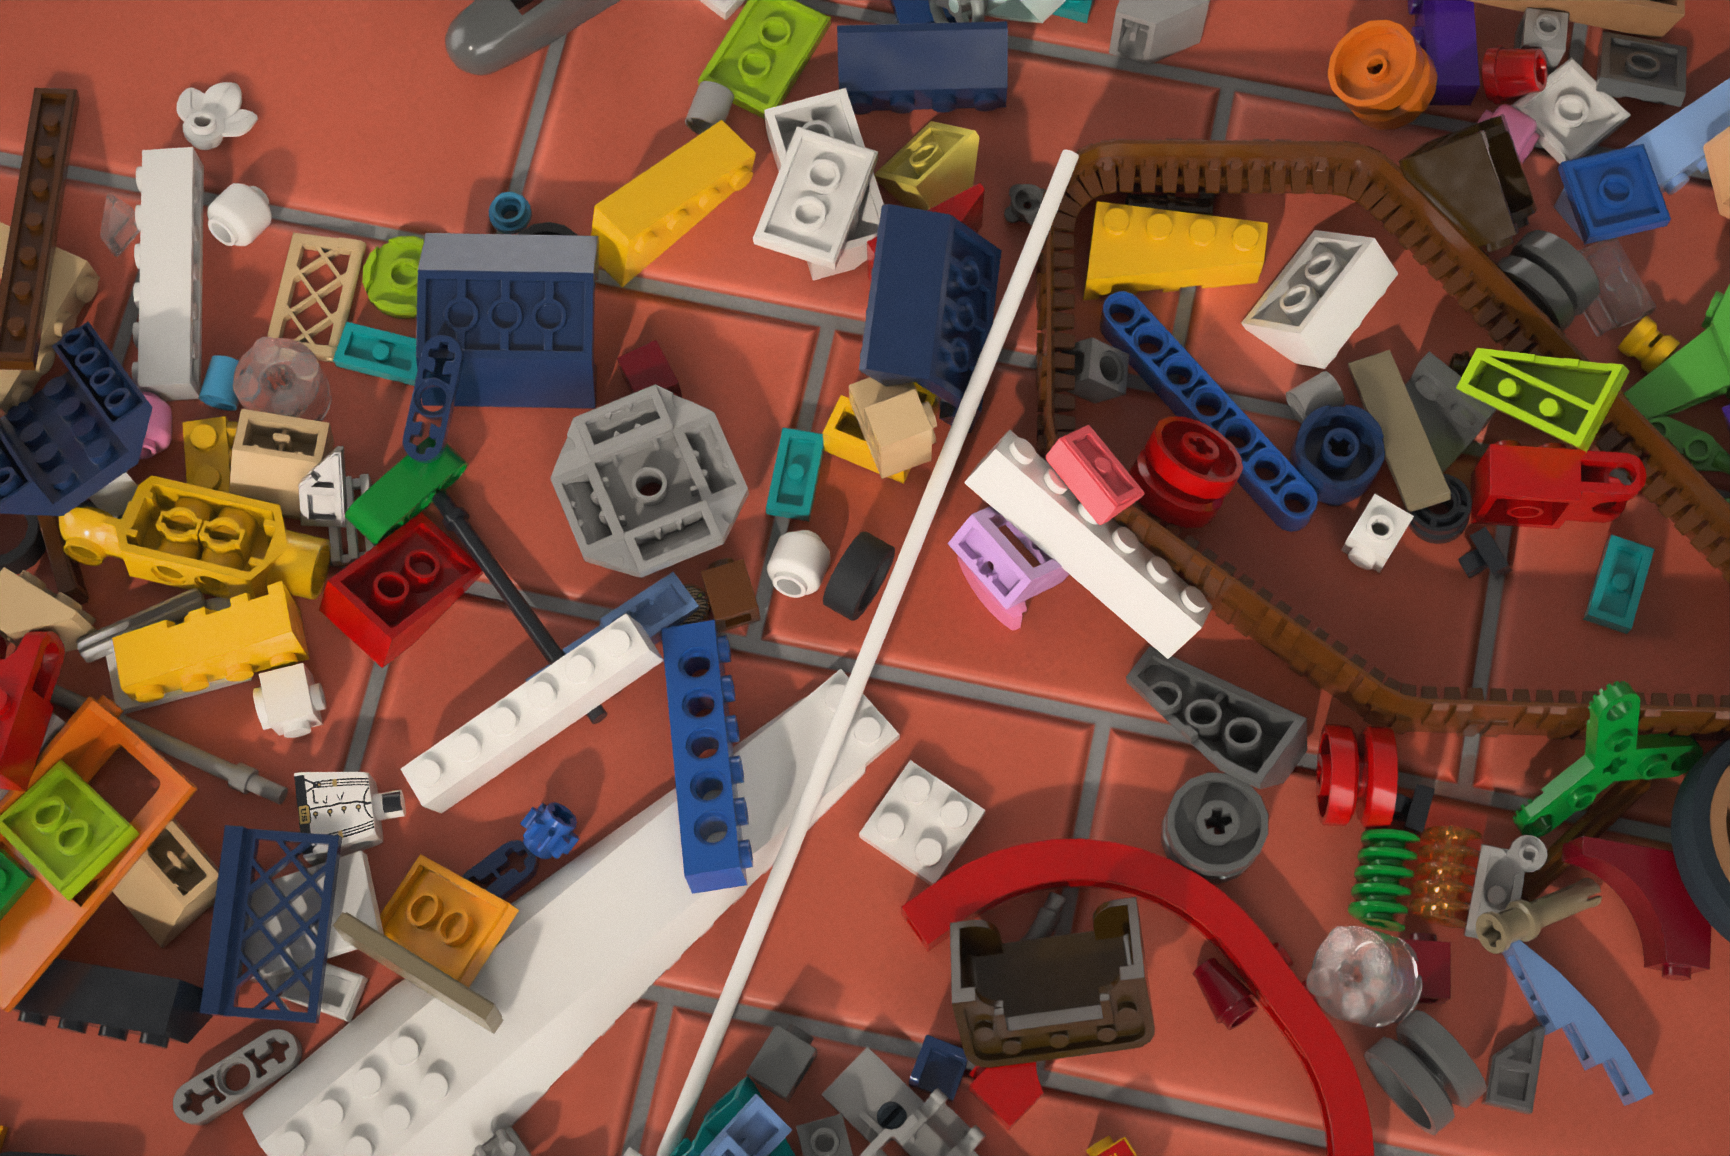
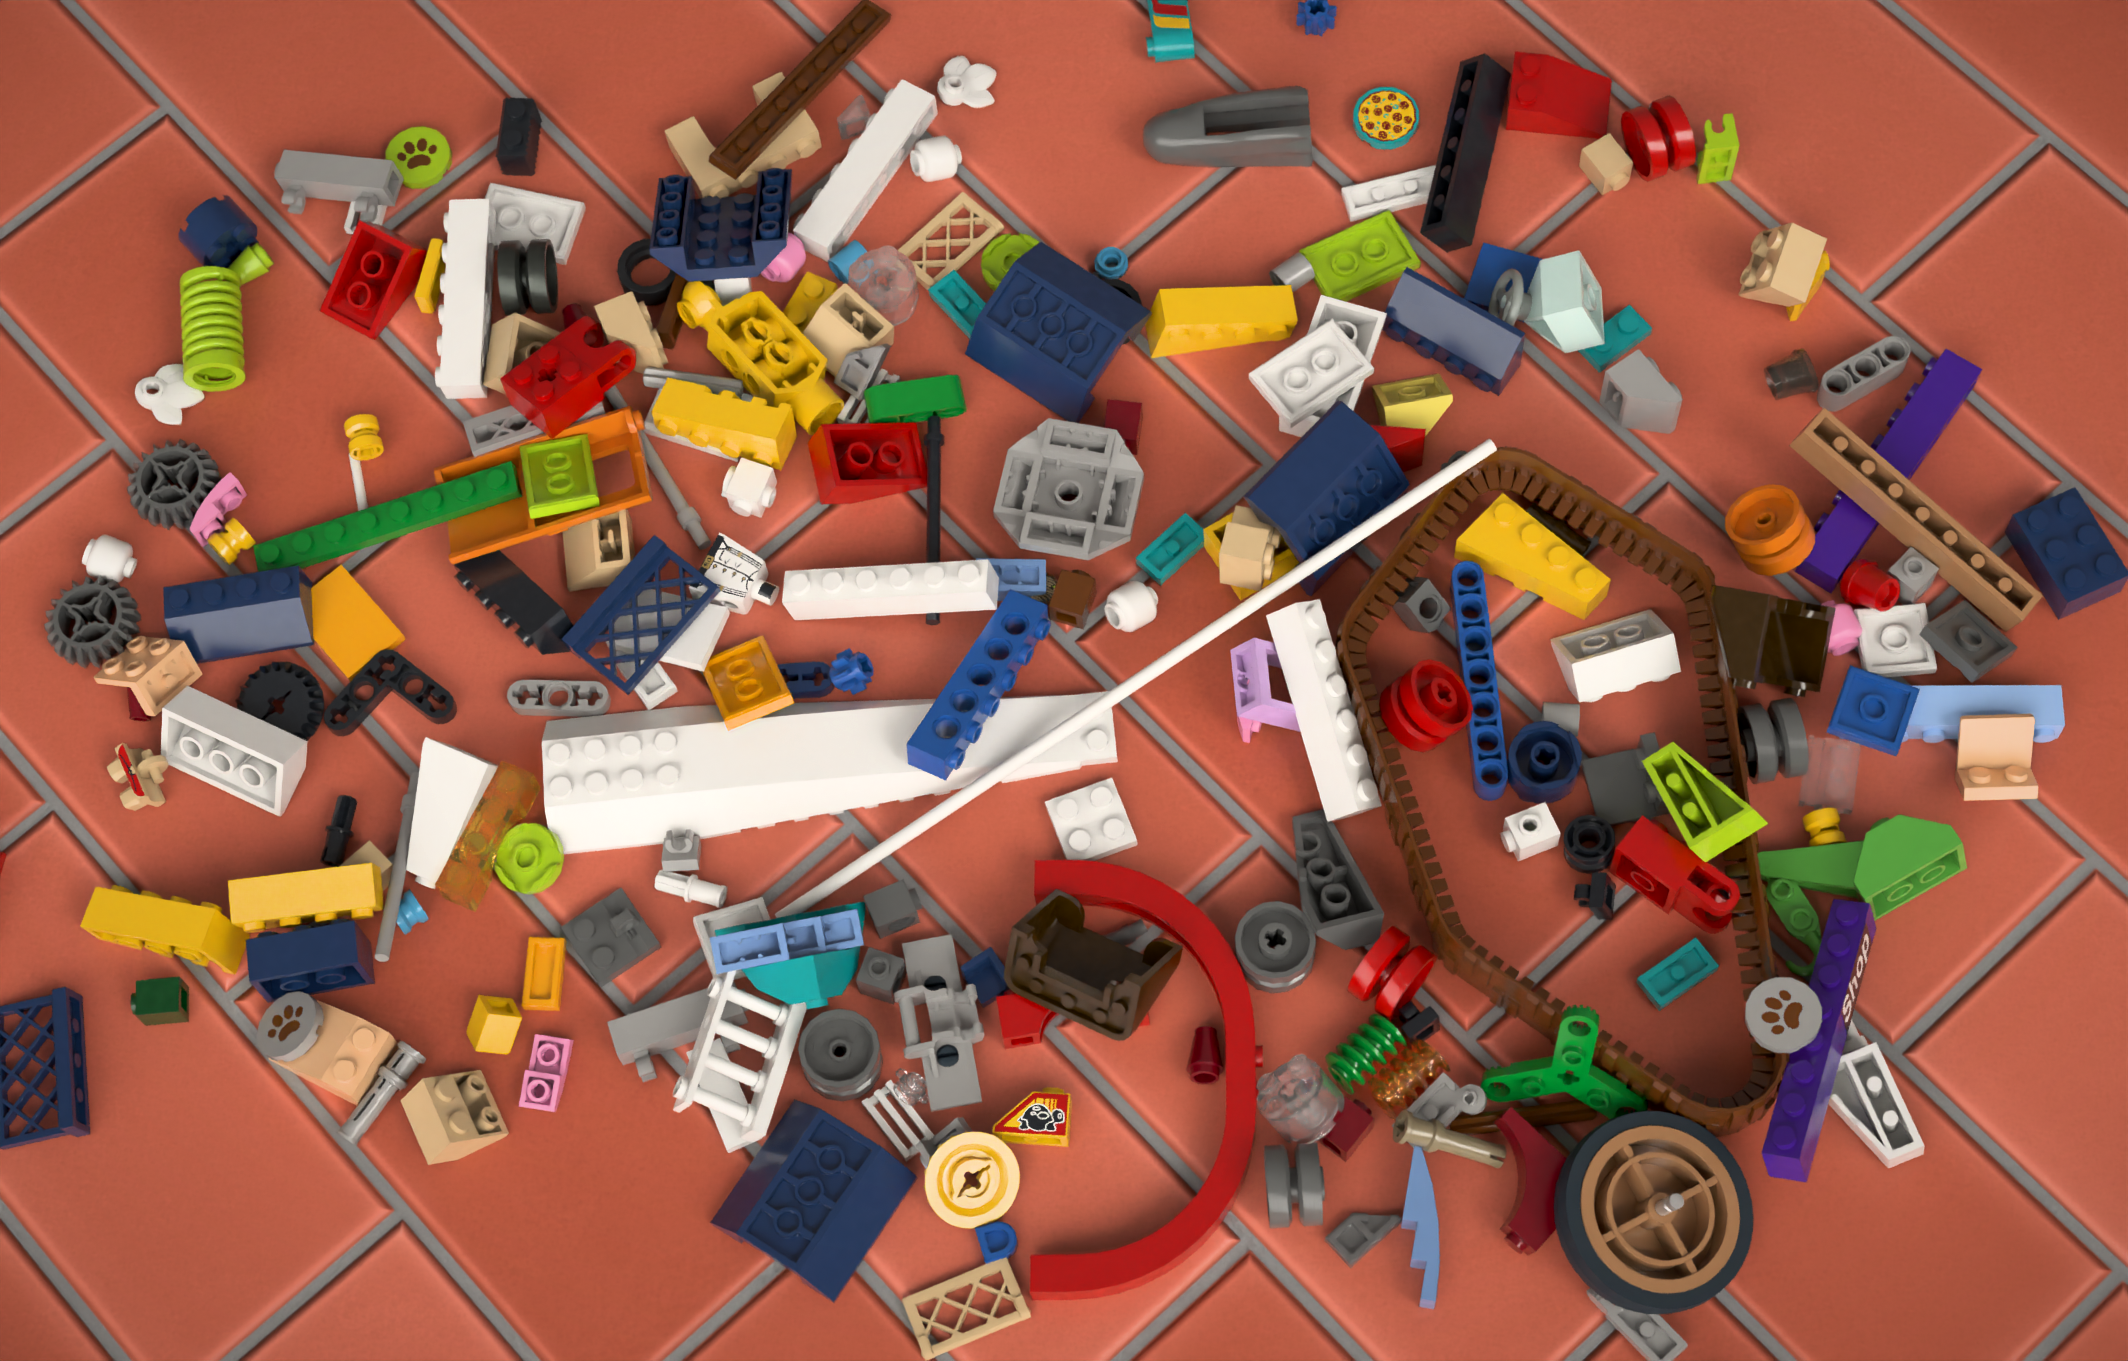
camera: 40 degrees right, 5 degrees down
(419, 972) = (706, 699): dark tan tile -> none
(451, 369) = (992, 338): dark blue beam -> none
(858, 576) = (1159, 634): black tyre -> none
(1093, 474) = (1352, 661): coral slope -> none
(1405, 441) = (1598, 774): dark tan tile -> none

